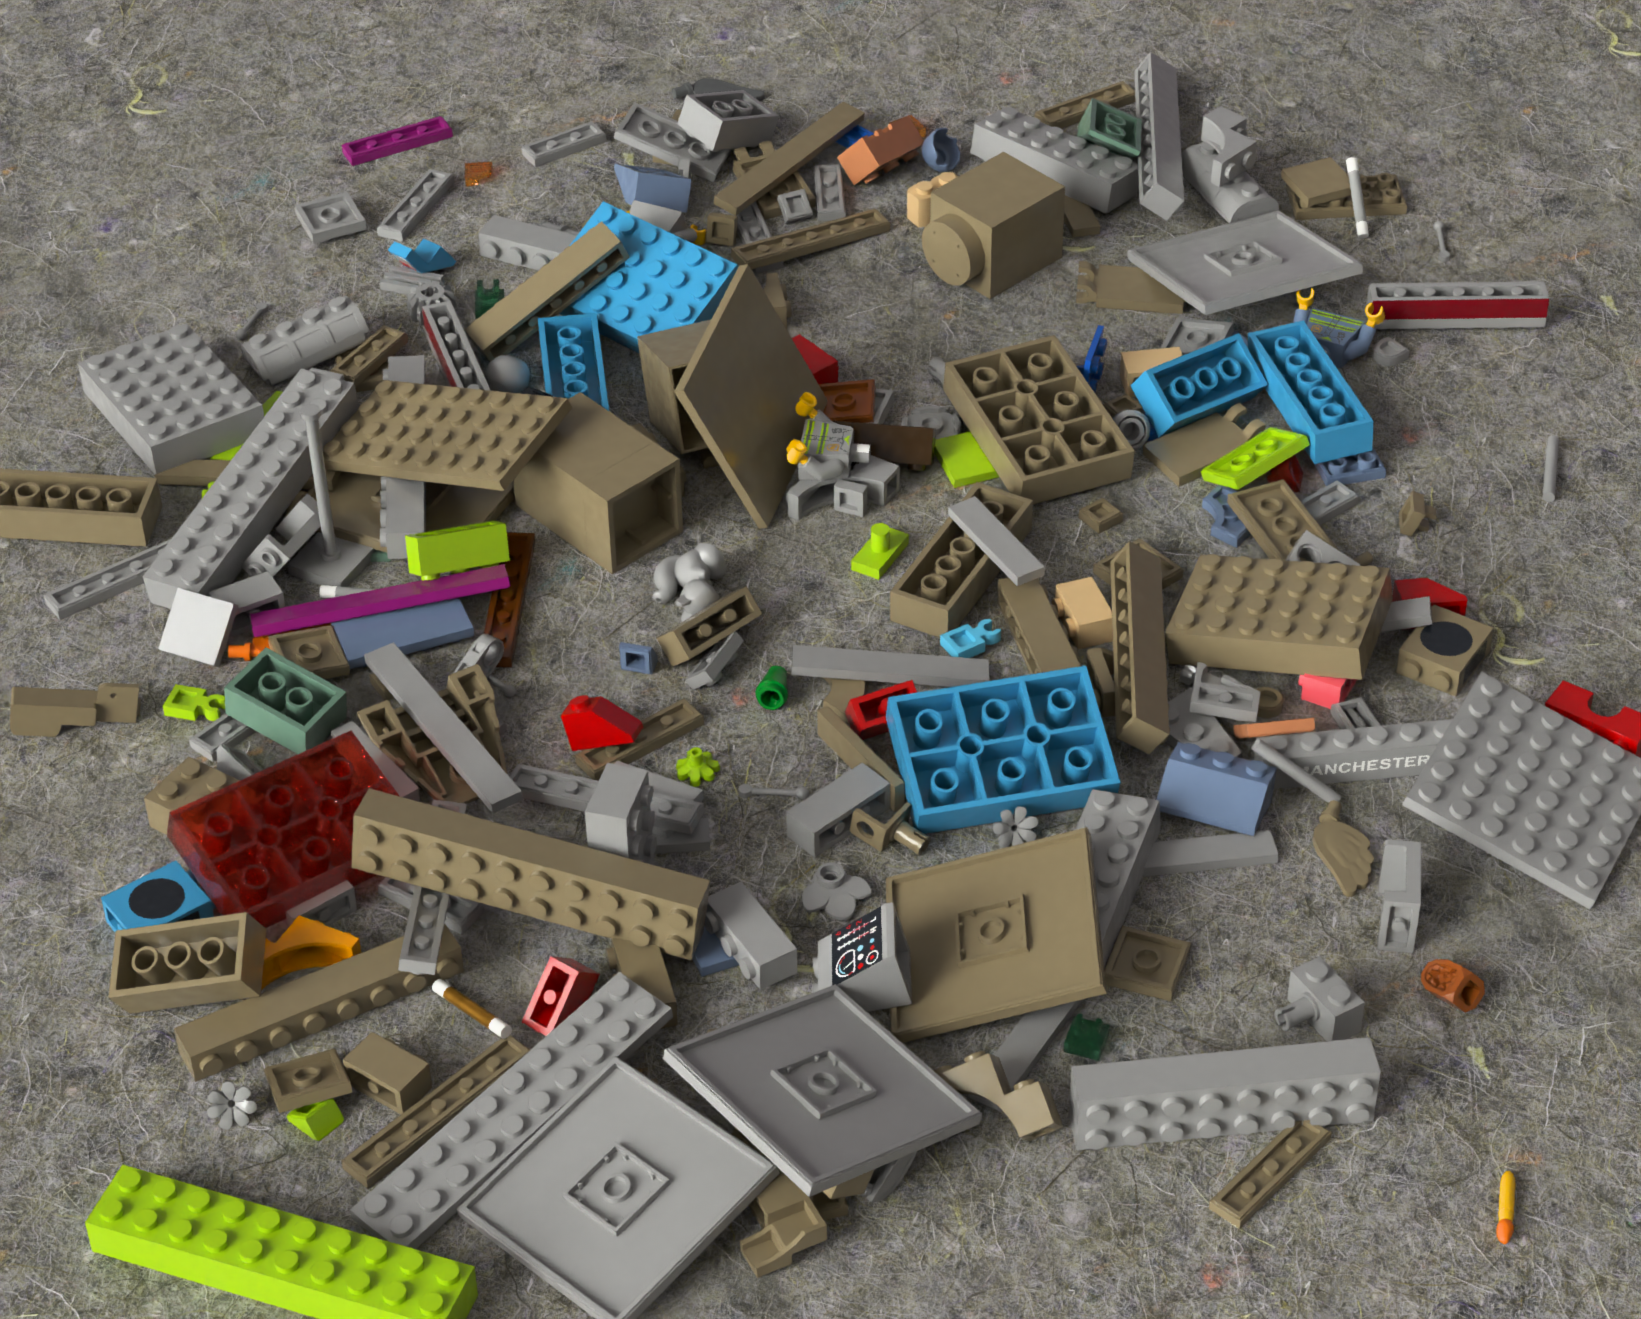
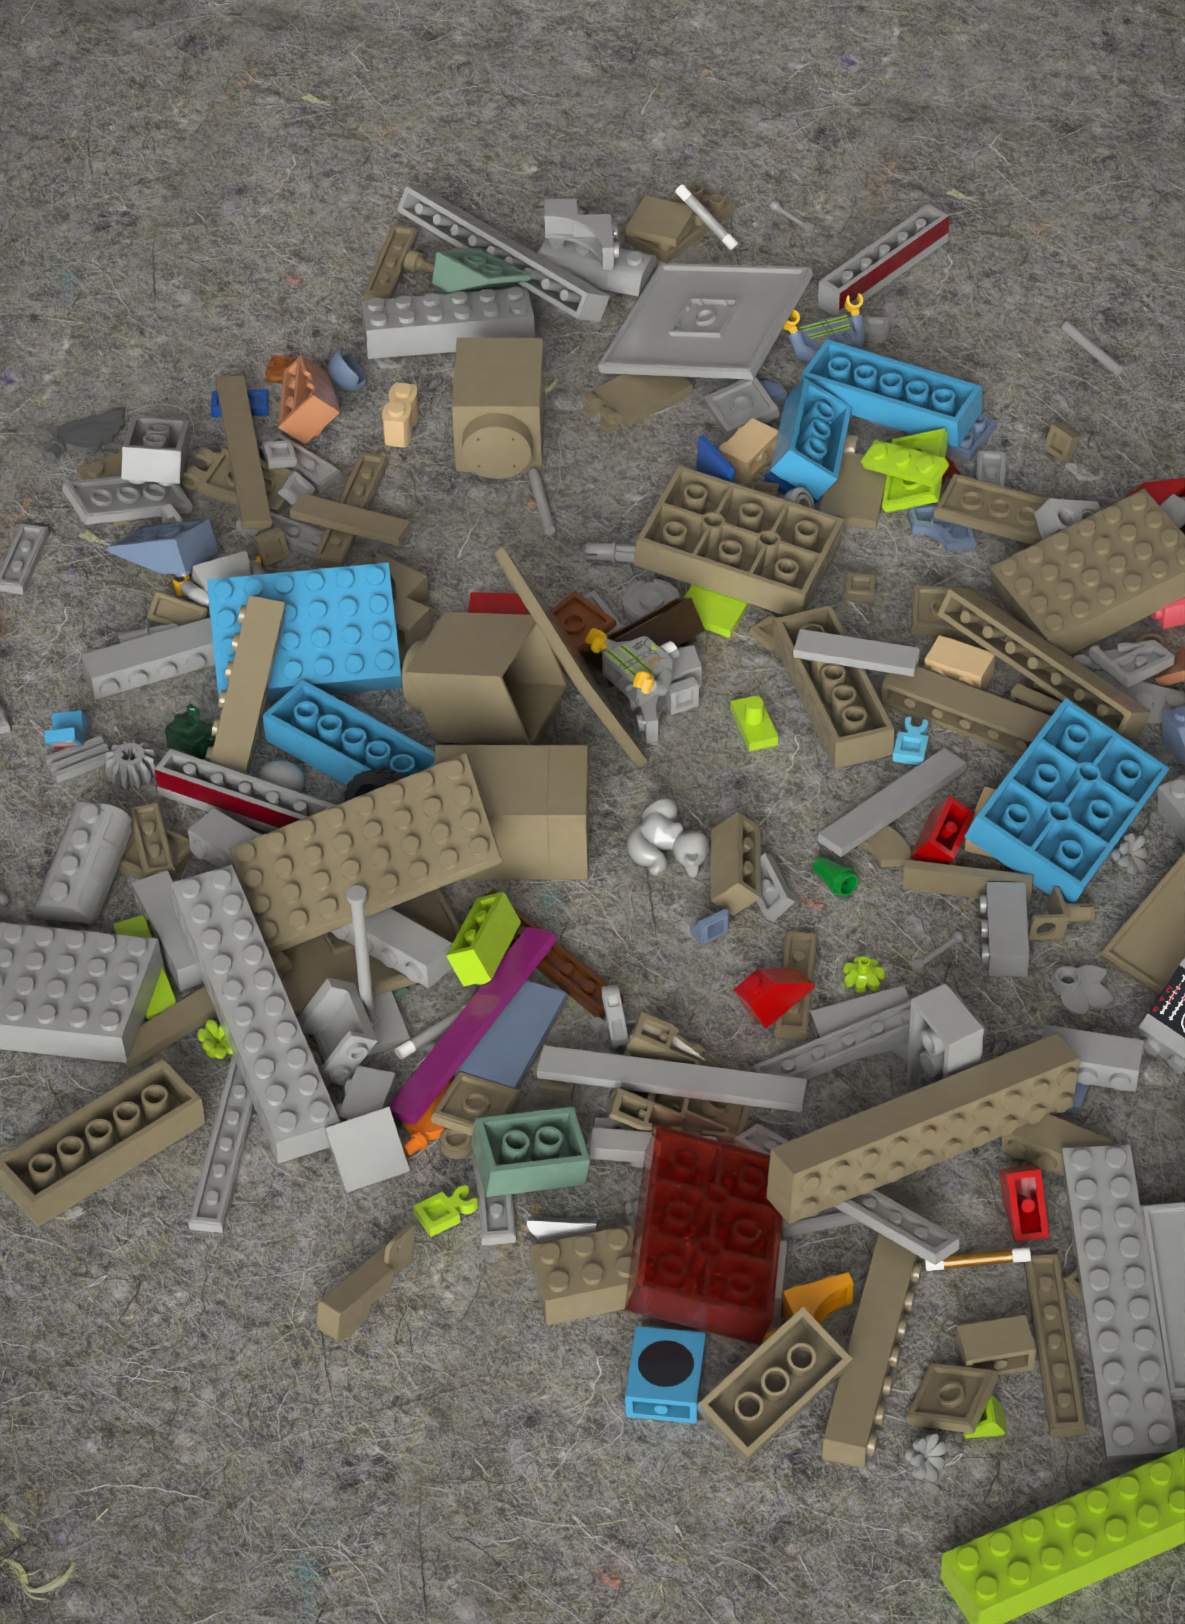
camera: 45 degrees left, 5 degrees up
(791, 240) = (350, 519): none -> dark tan tile
(814, 175) = (279, 454): none -> light grey tile
(952, 318) = (541, 501): none -> light grey bar
(1244, 444) = (904, 463): none -> lime plate

